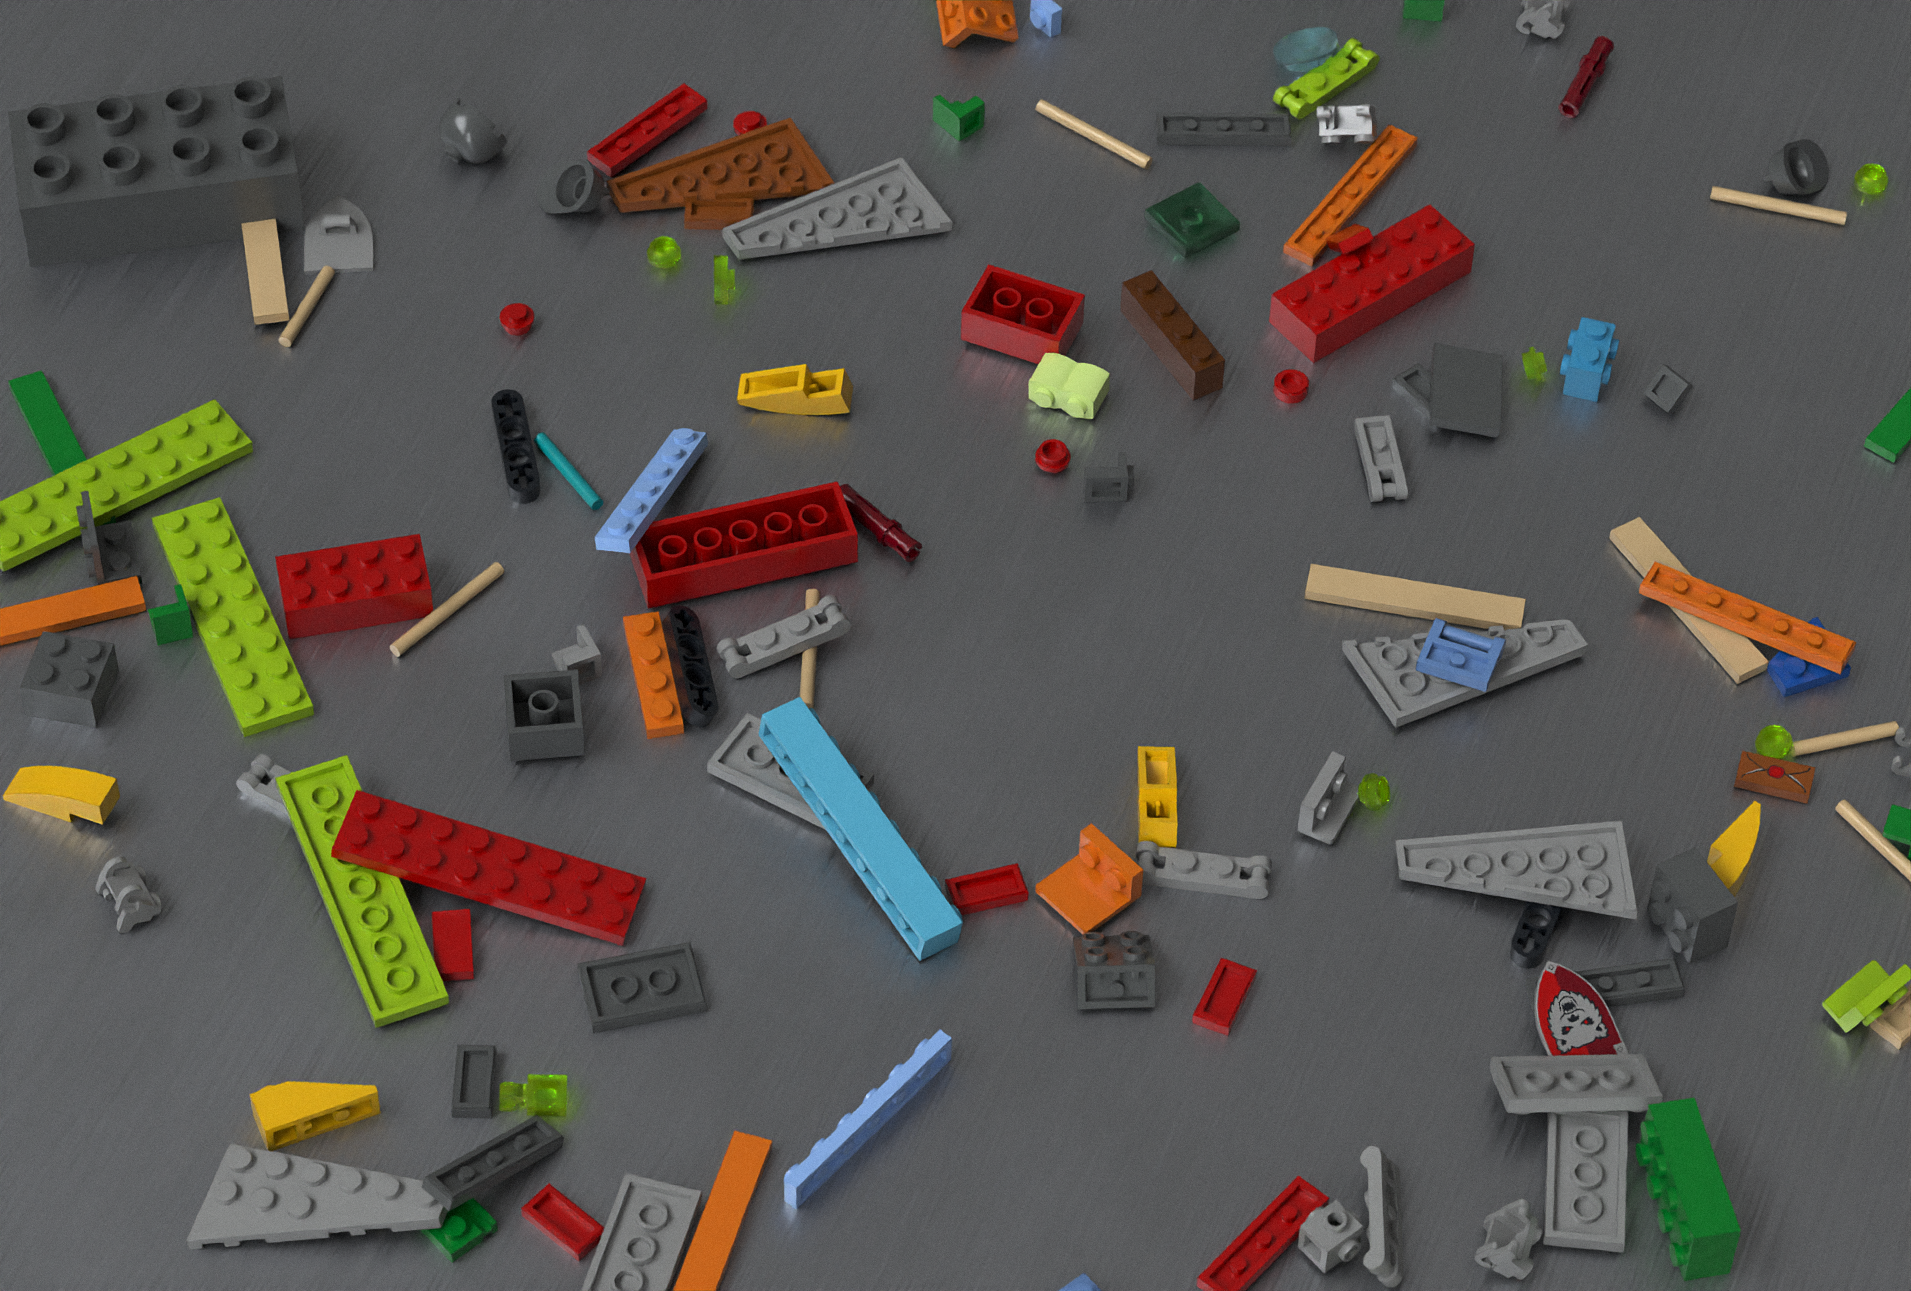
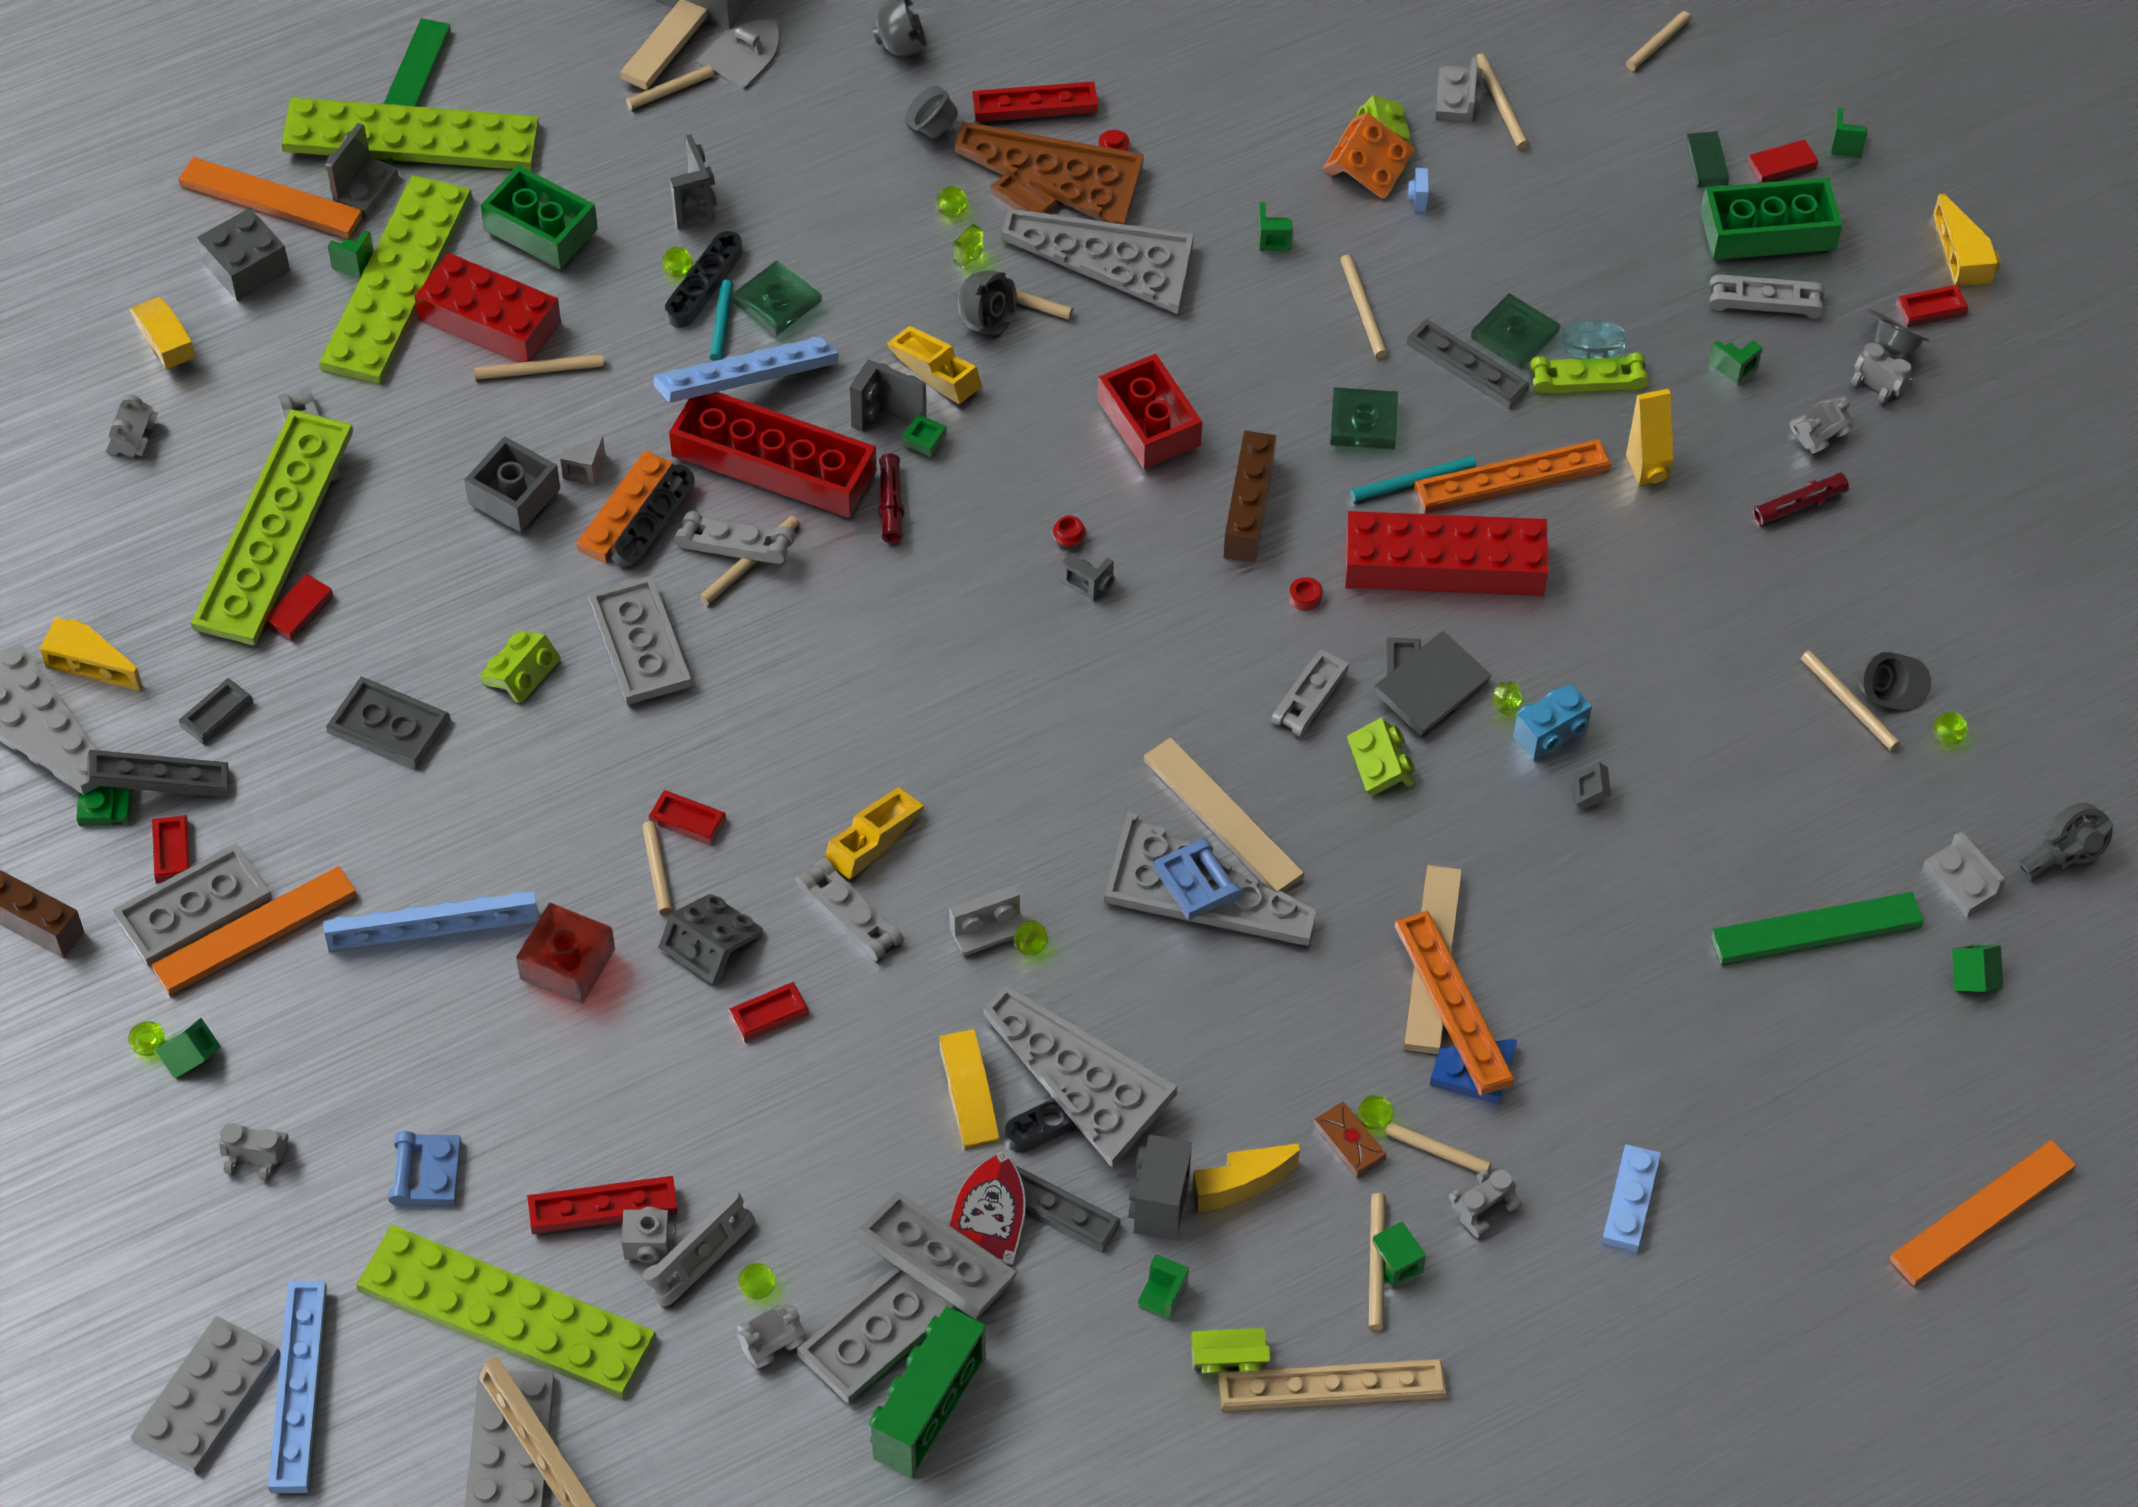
camera: 40 degrees right, 5 degrees up
(318, 480) = (539, 217): none -> green brick
(434, 362) = (692, 191): none -> dark grey bracket
(477, 446) = (676, 262): none -> clear neon green plate
(489, 867) = (367, 568): red plate -> none
(517, 318) = (800, 186): red plate -> none
(542, 1095) = (241, 751): clear neon green plate -> none
(599, 422) = (776, 298): none -> clear green plate
(708, 860) = (521, 664): none -> lime bracket
(787, 314) = (986, 302): none -> dark grey cylinder
(797, 434) = (887, 390): none -> dark grey bracket
(813, 295) = (1044, 305): none -> tan bar
(850, 454) = (924, 435): none -> green plate
(861, 828) = (632, 711): medium azure brick -> none
(1008, 948) = (657, 868): none -> tan bar
(1018, 1061) = (565, 953): none -> clear red brick
(1069, 385) = (1133, 486): yellowish green brick -> none
(1093, 883) = (754, 864): orange bracket -> none
(1234, 81) = (1515, 331): none -> clear green plate
(1277, 244) = (1409, 479): none -> teal bar
(1347, 122) = (1561, 415): light grey piece -> none
(1349, 239) = (1454, 506): red tile -> none
(1444, 95) = (1651, 438): none -> yellow slope
(1449, 1210) = (756, 1281): none -> clear neon green plate
(1454, 940) = (968, 1088): none -> yellow slope
(1486, 472) = (1381, 756): none -> lime bracket
(1764, 984) = (1164, 1287): none -> green panel

